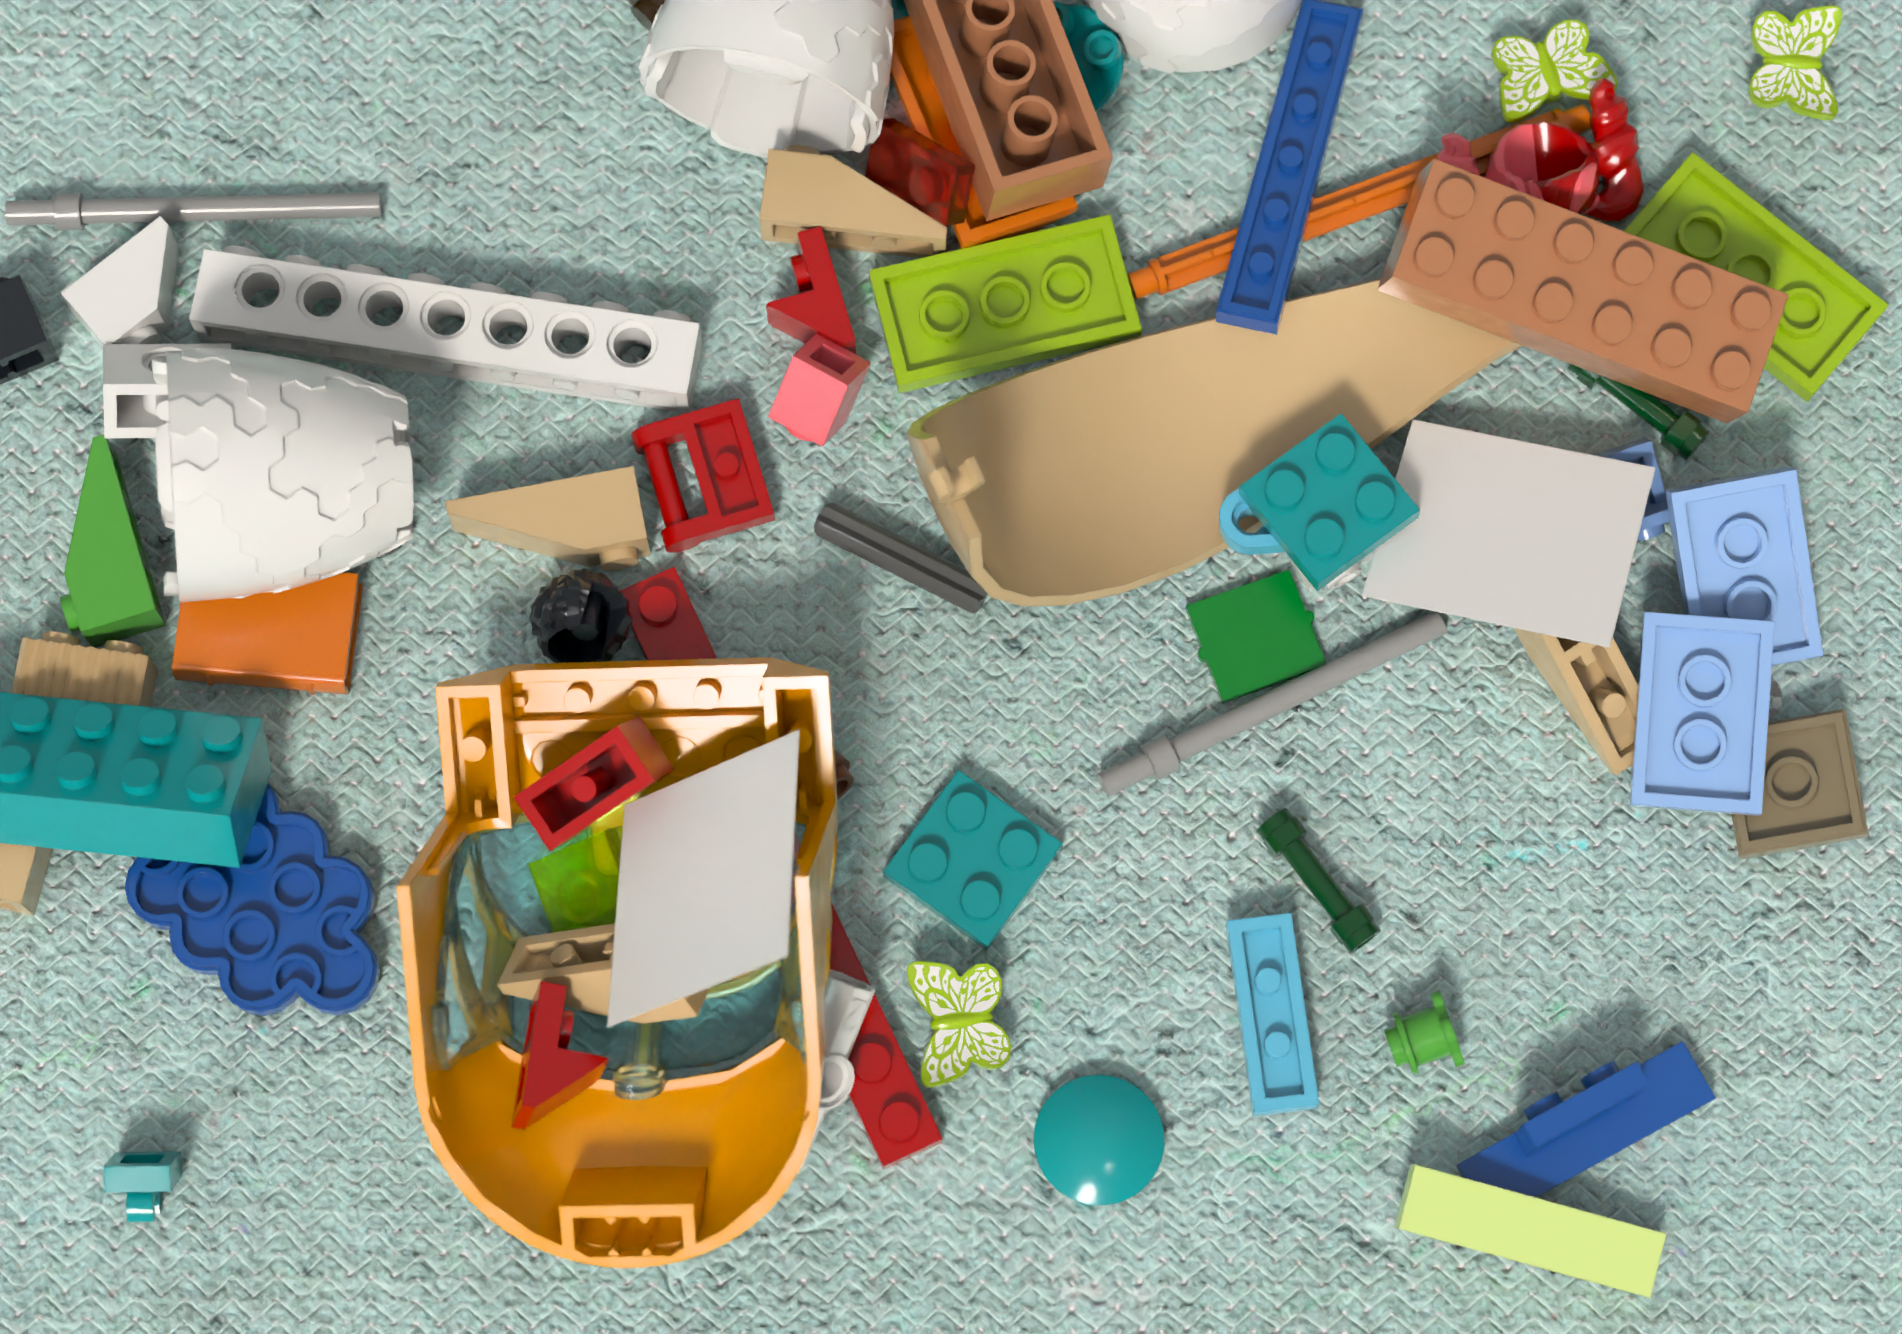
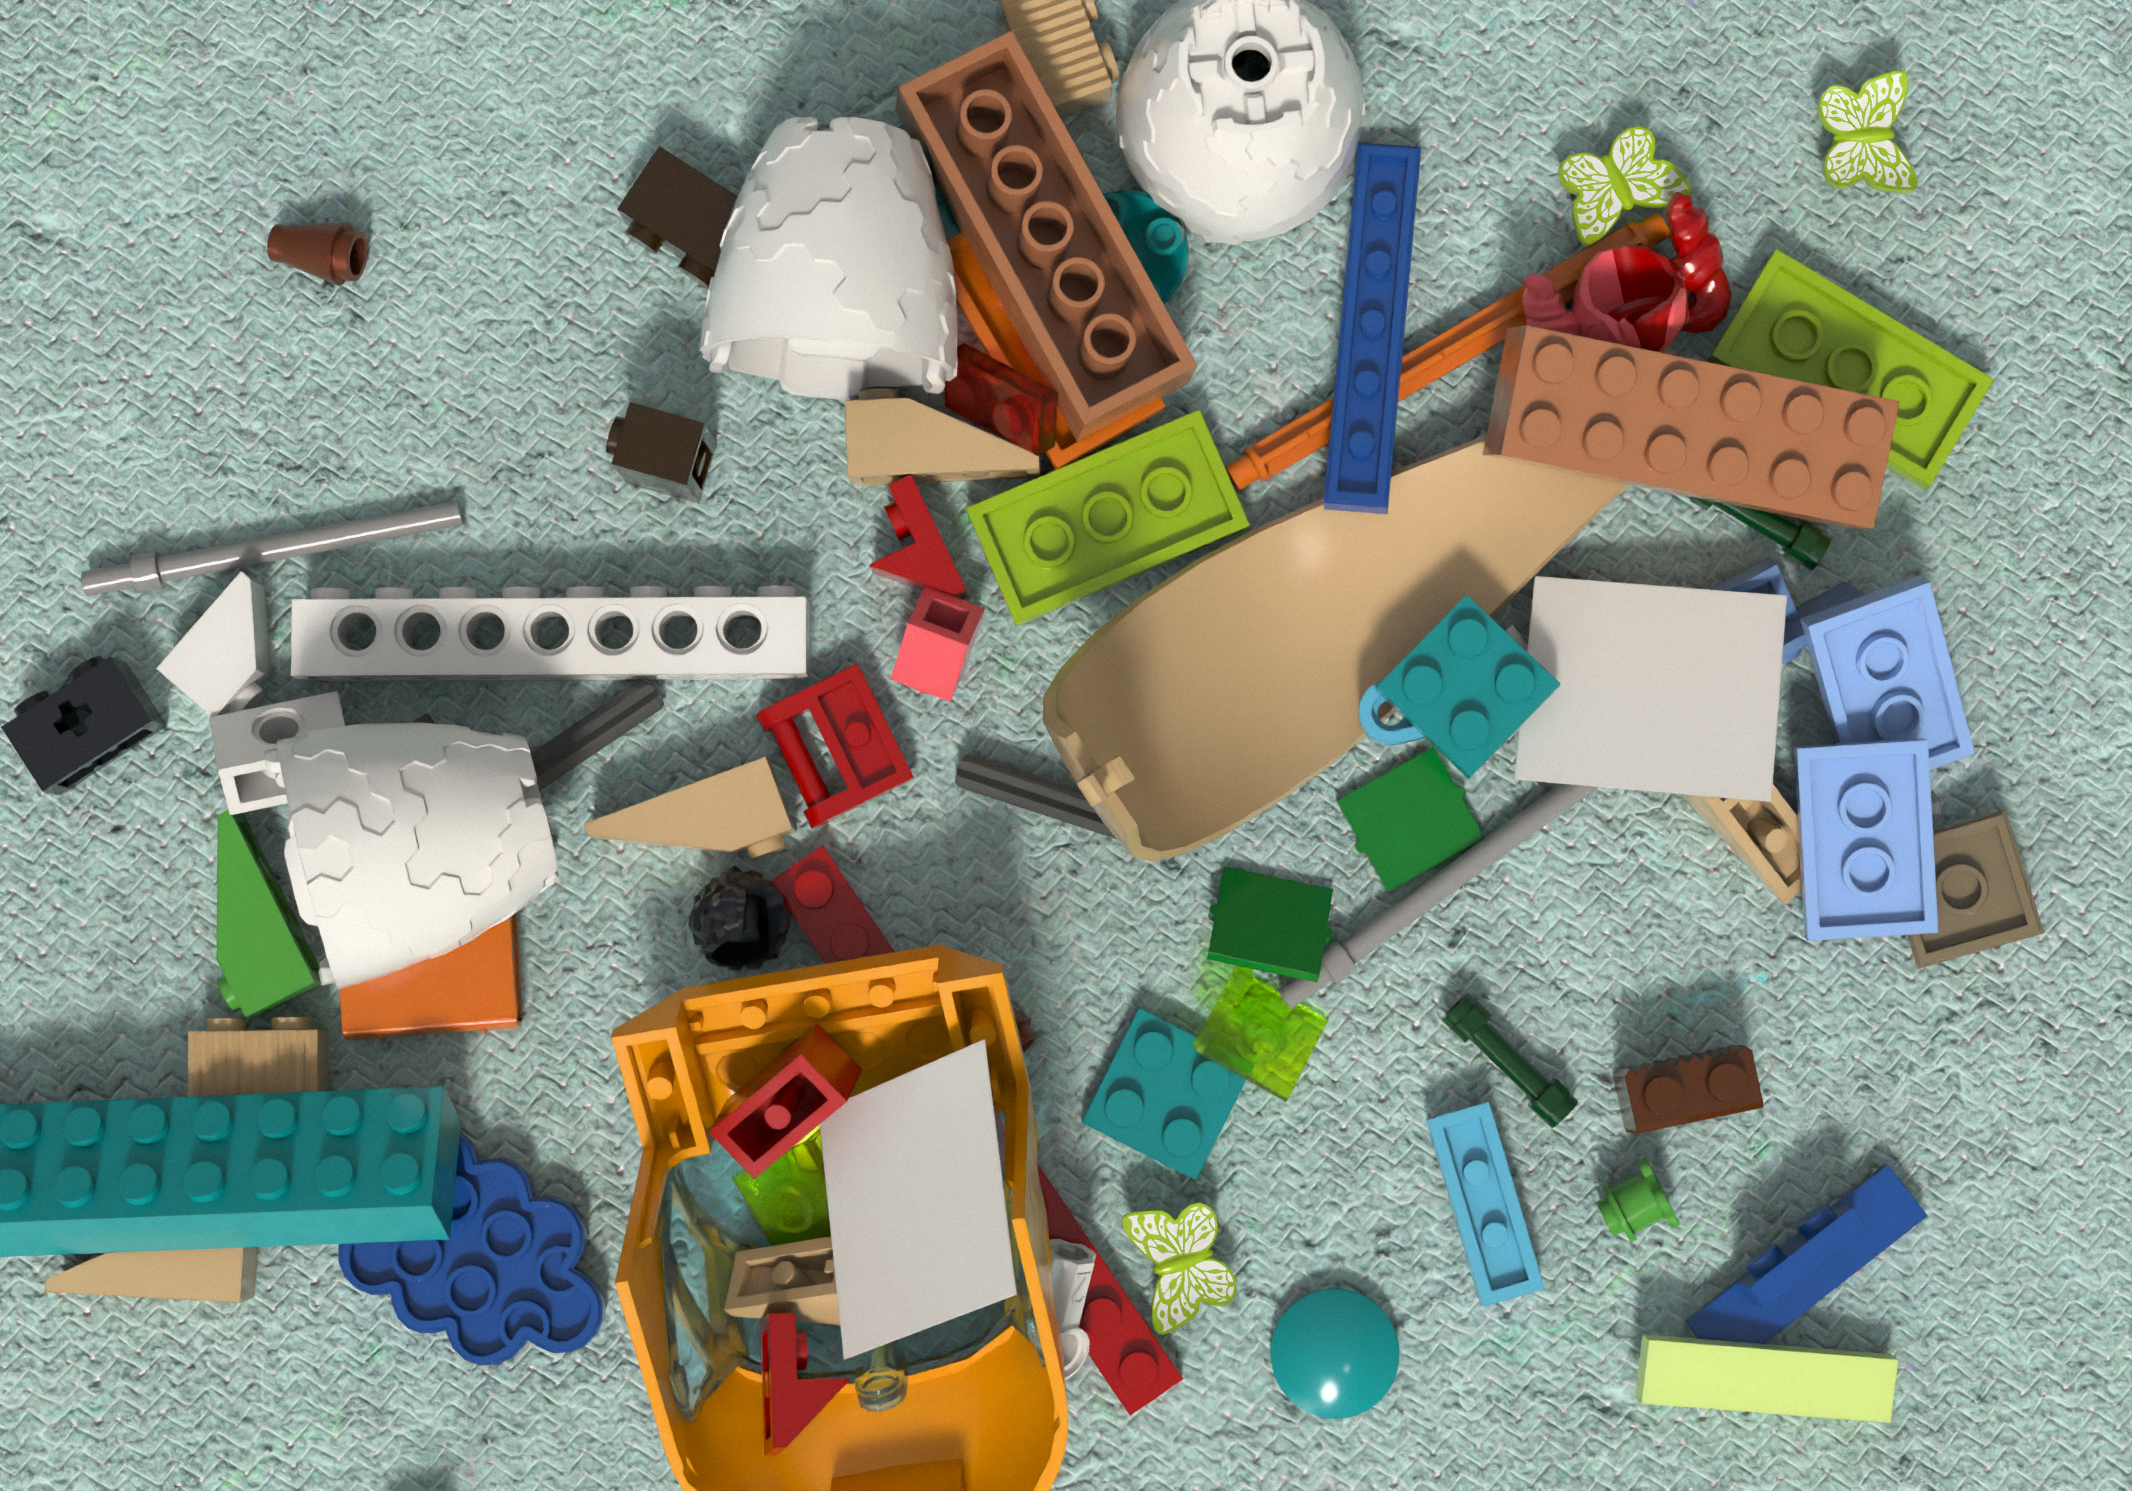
camera: 10 degrees left, 10 degrees up
(474, 425) = (595, 731): none -> dark grey axle
(585, 169) = (661, 451): none -> dark brown brick
(1069, 808) = (1258, 1034): none -> clear neon green piece
(1101, 708) = (1270, 924): none -> green piece
(1491, 932) = (1688, 1089): none -> reddish brown brick

